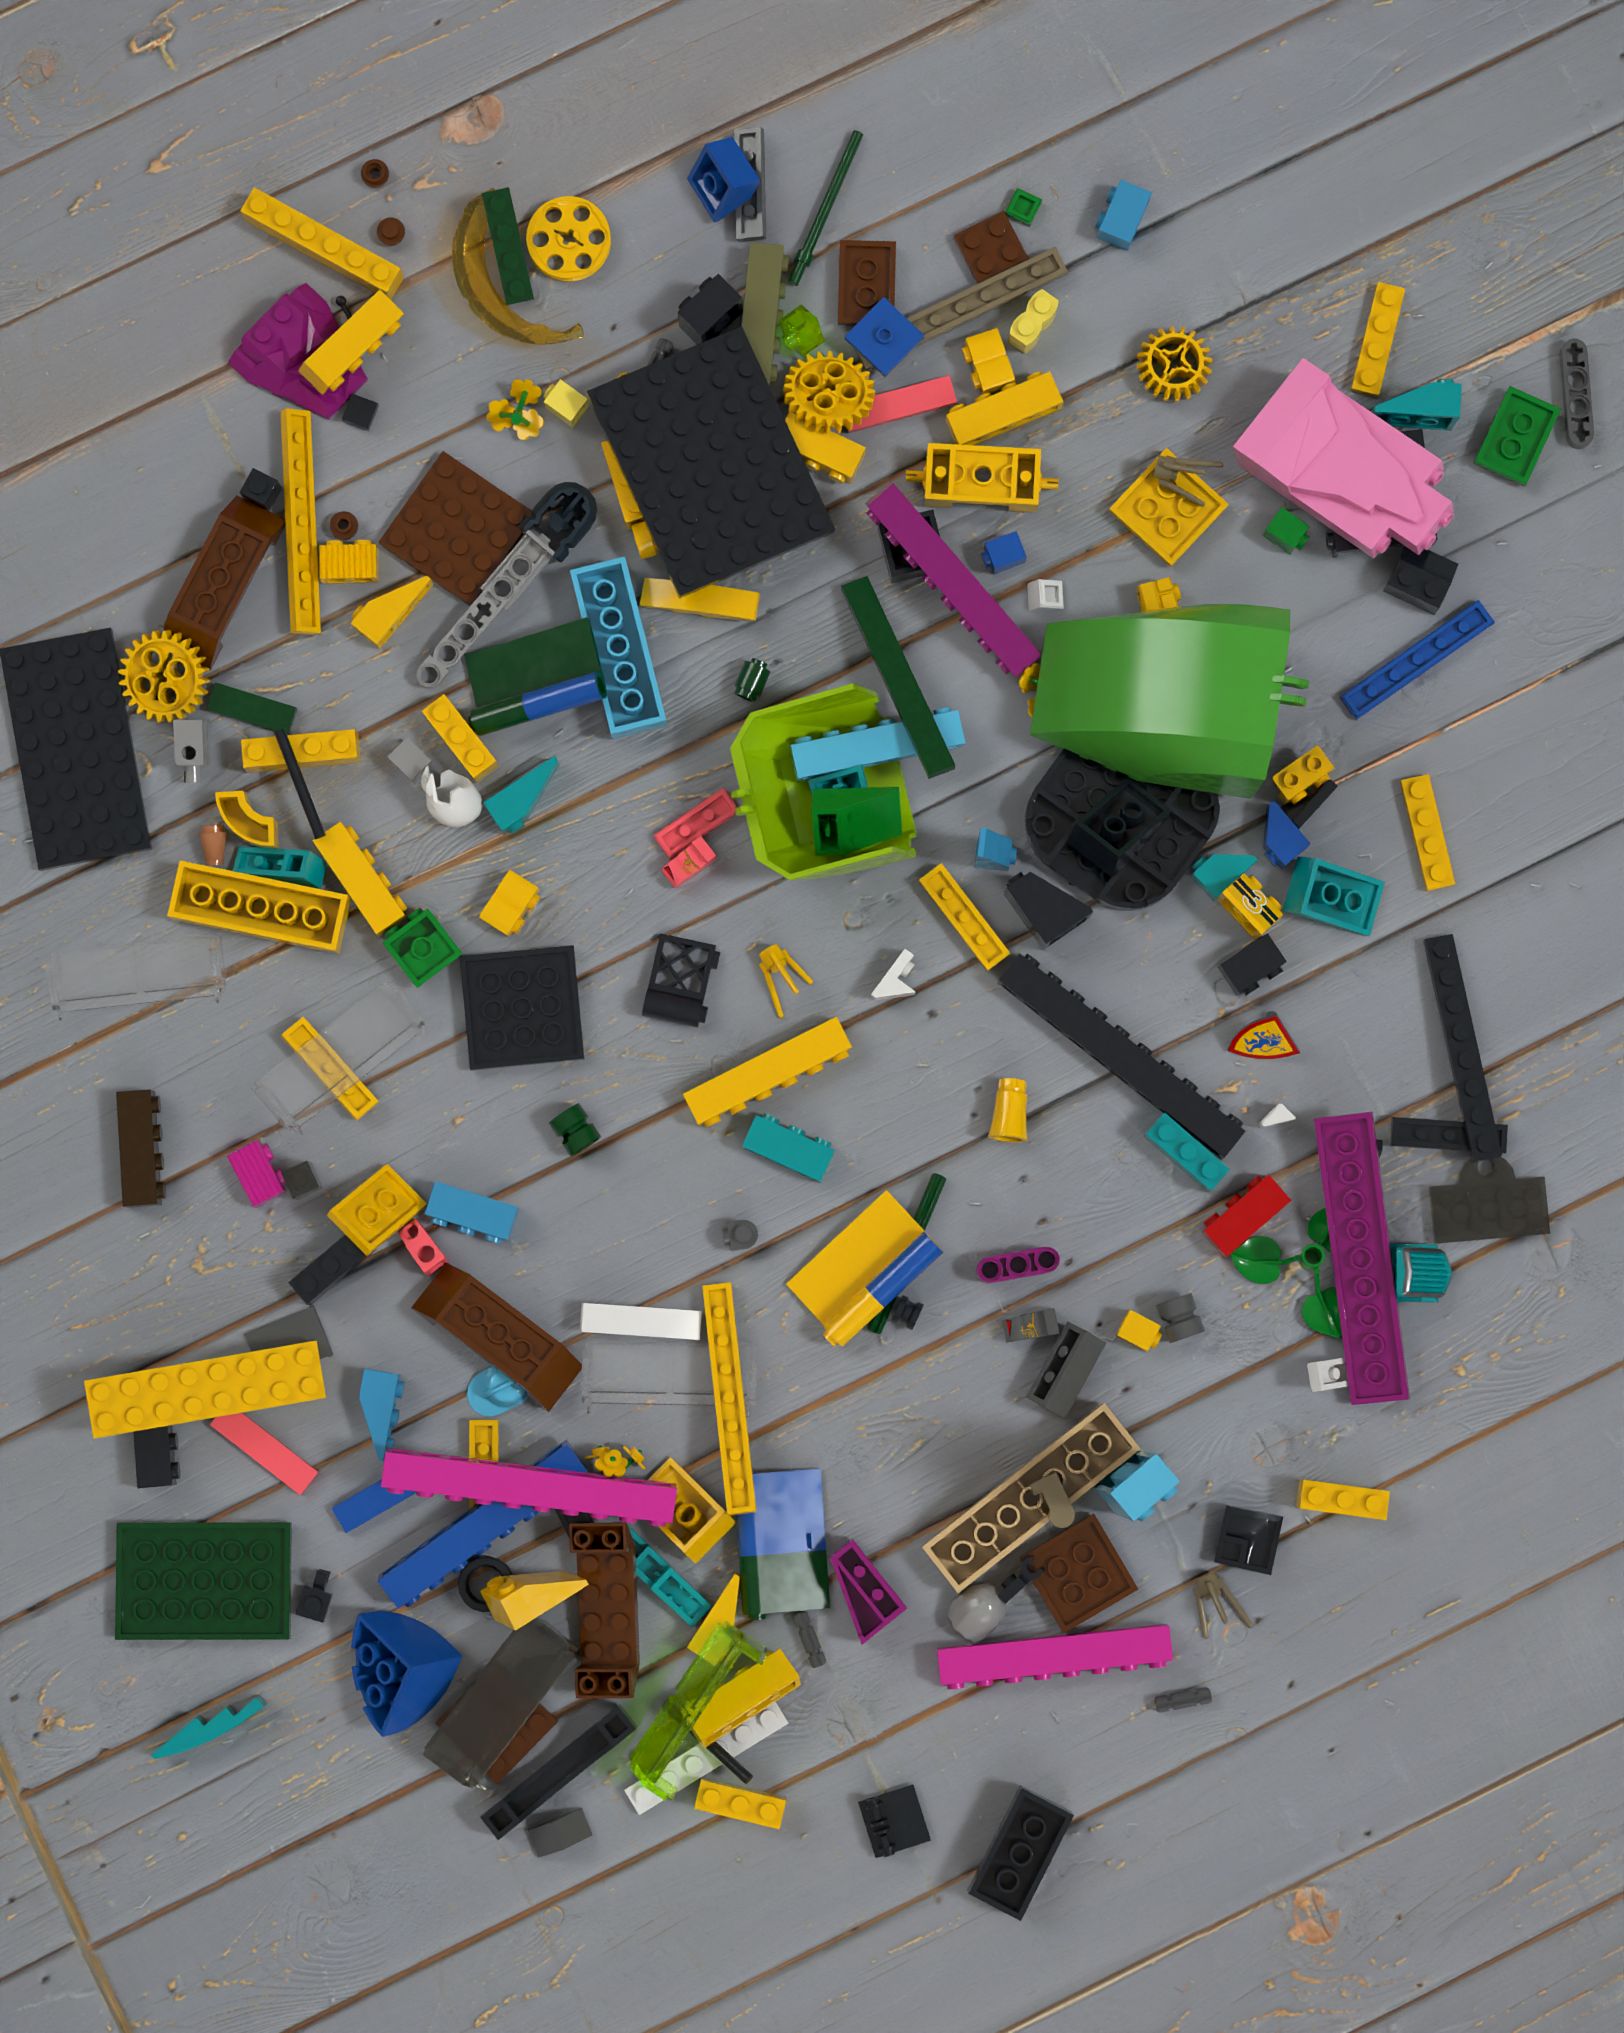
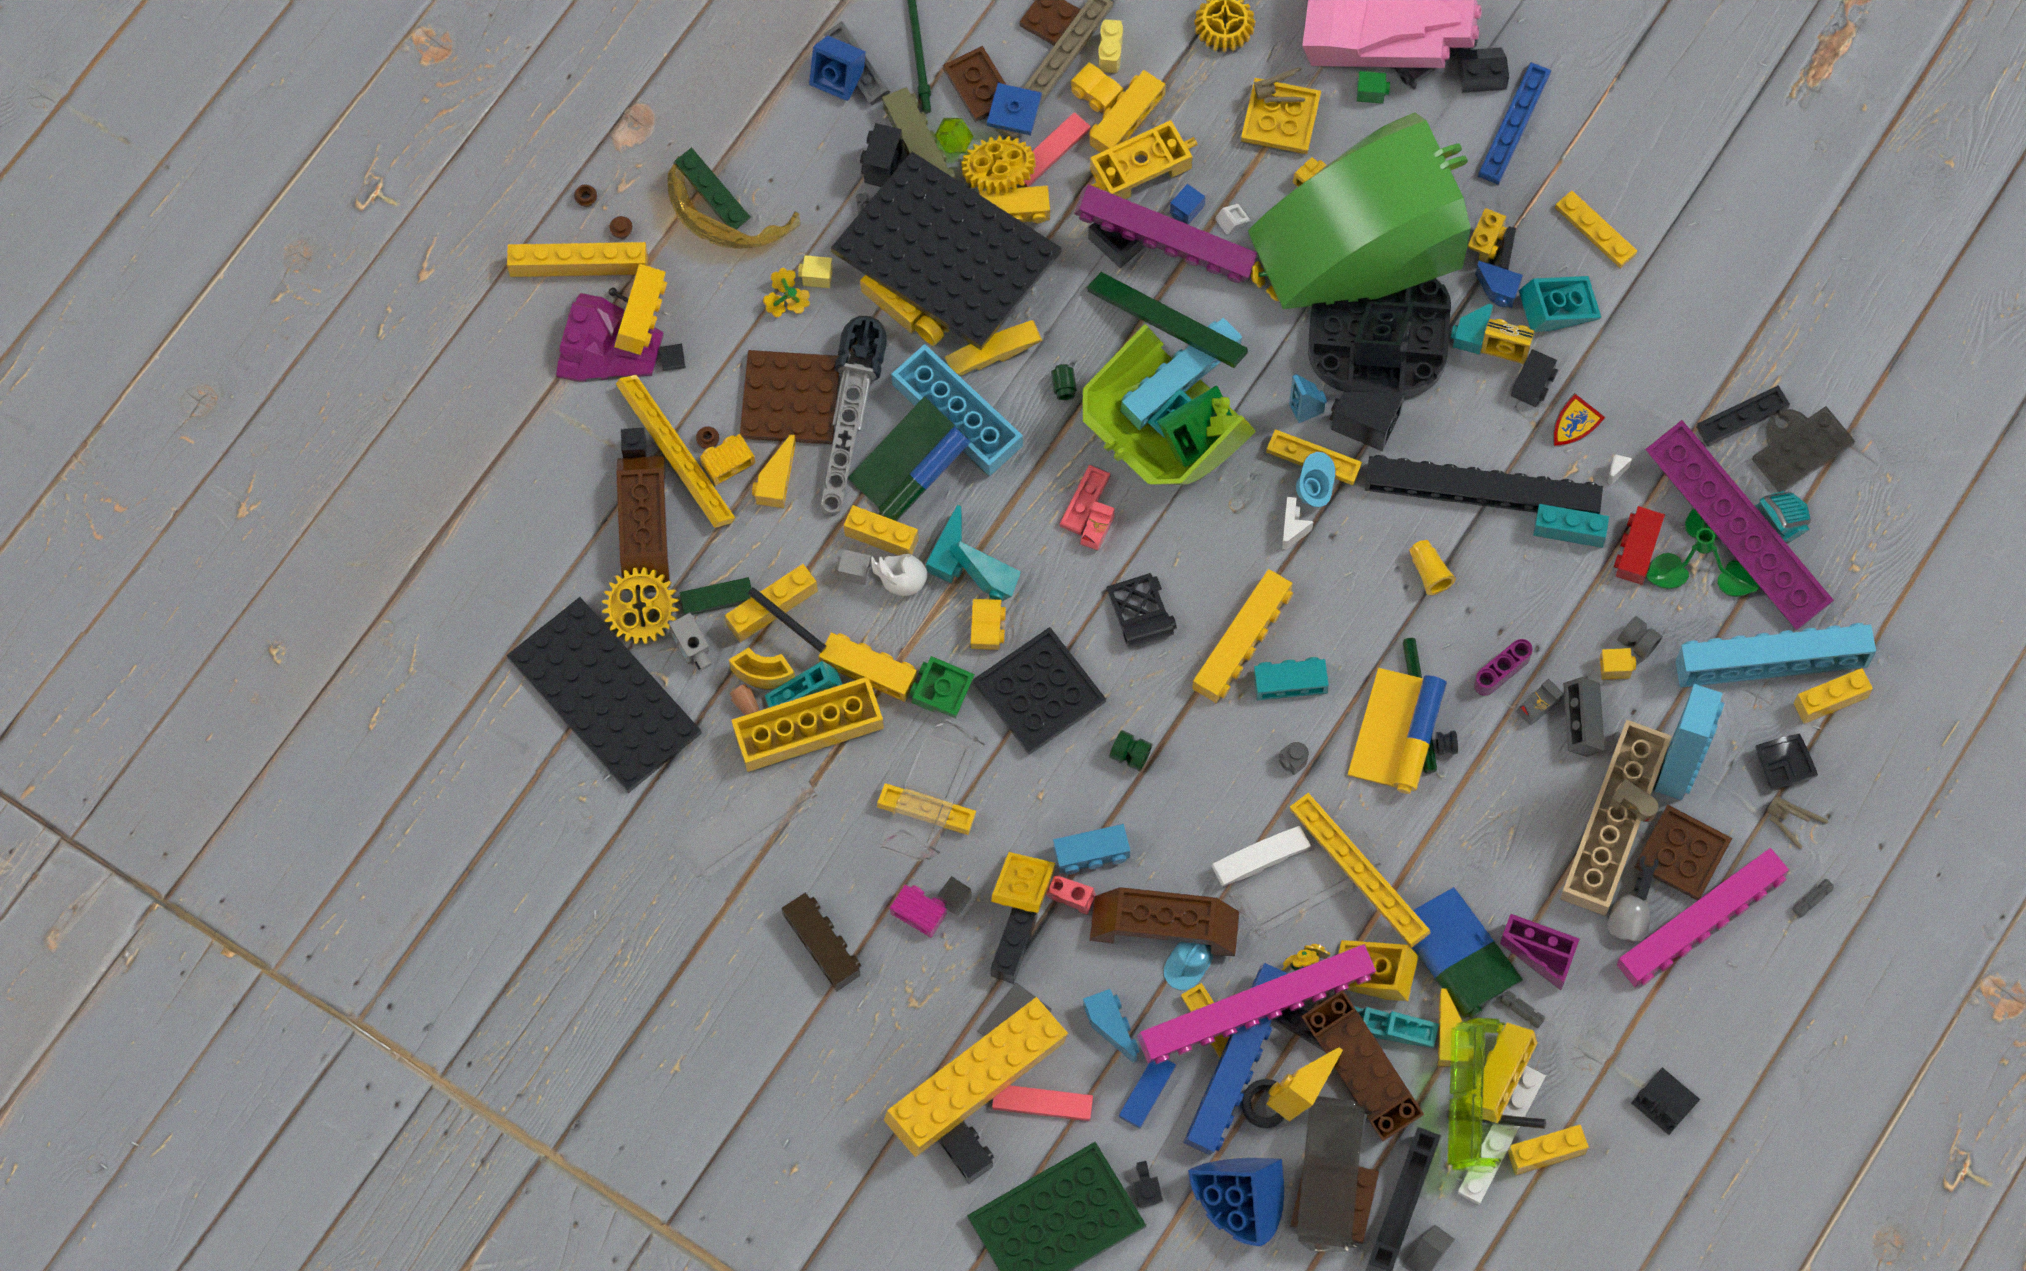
camera: 30 degrees left, 15 degrees down
(543, 854) = (987, 572): none -> teal slope
(568, 224) = (741, 163): yellow wedge -> none
(775, 960) = (1199, 559): yellow plant -> none
(880, 834) = (1221, 422): none -> lime piece
(948, 947) = (1316, 480): none -> medium azure piece
(1020, 1852) = (1769, 1066): black brick -> none
(1308, 1423) = (1775, 655): none -> medium azure brick
(1328, 1374) = (1766, 618): white slope -> none
(1462, 1048) = (1714, 353): black plate -> none

